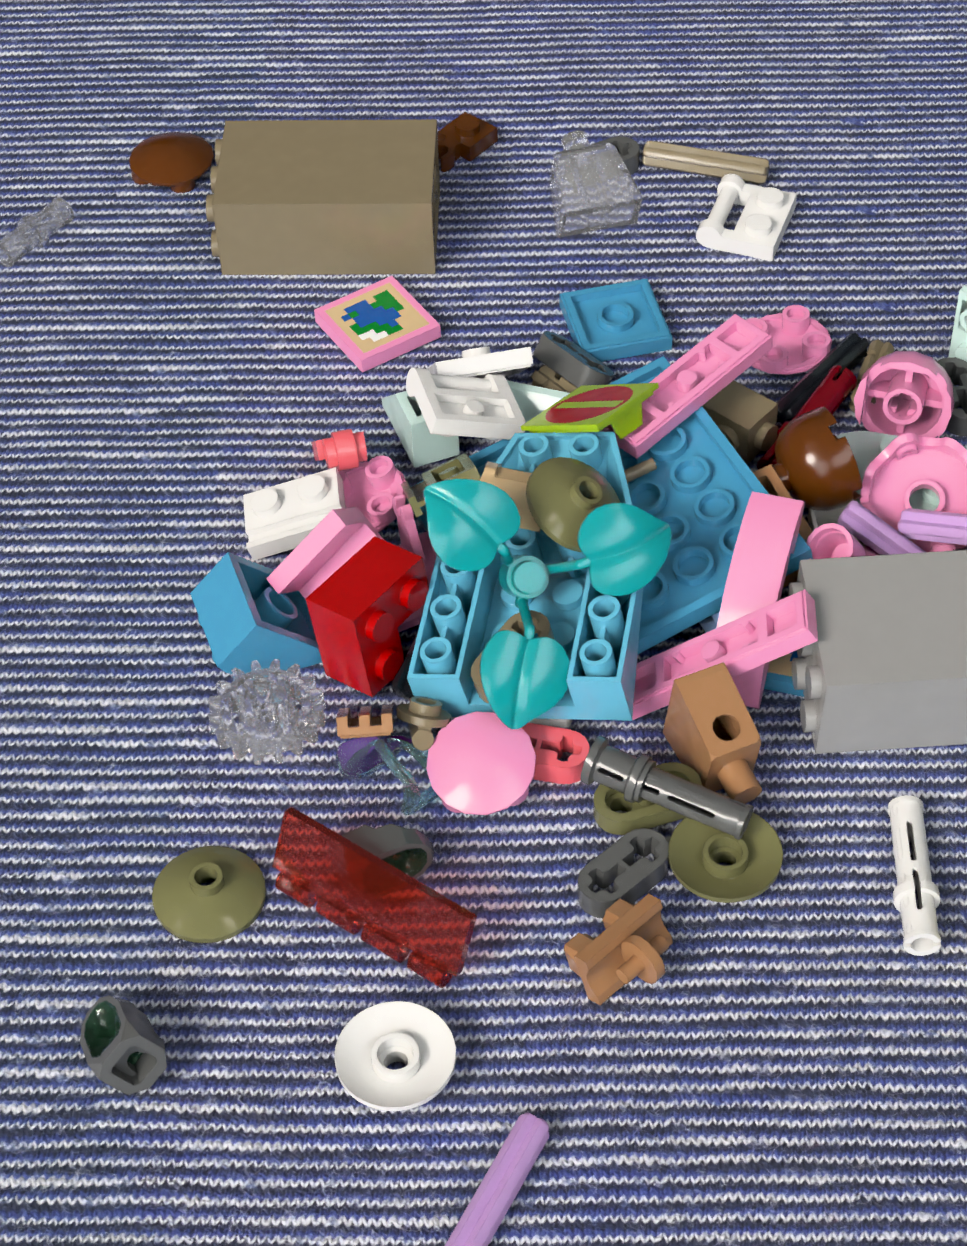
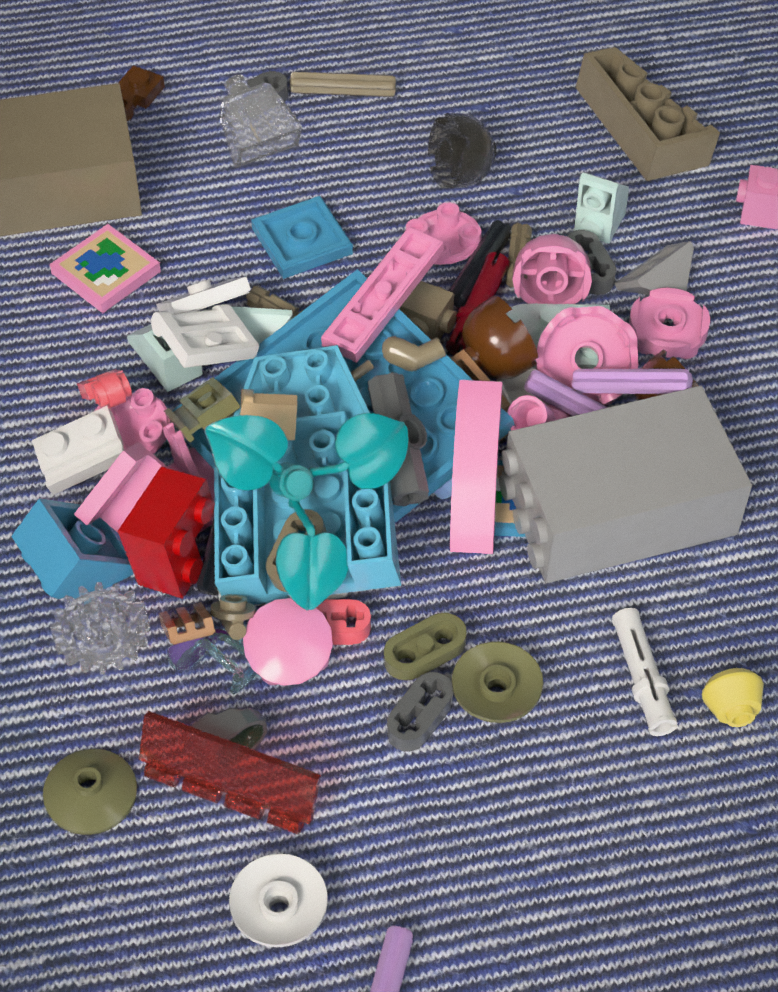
camera: 15 degrees left, 5 degrees up
(122, 1045) = (54, 935): dark grey rock -> none
(563, 494) = (316, 411): olive dish -> none
(571, 361) = (278, 280): dark grey beam -> none
(594, 408) = (314, 327): lime piece -> none
(626, 949) = (438, 779): medium nougat hips -> none
(641, 780) = (420, 634): dark grey pin -> none
(667, 593) = (391, 400): none -> dark grey piece
(702, 459) = (410, 356): none -> dark tan arm
(714, 732) = (468, 584): medium nougat torso -> none
(739, 644) = (465, 516): bright pink plate -> none
(760, 224) = (399, 134): white plate -> none
(828, 249) = (461, 150): none -> clear smoke cylinder

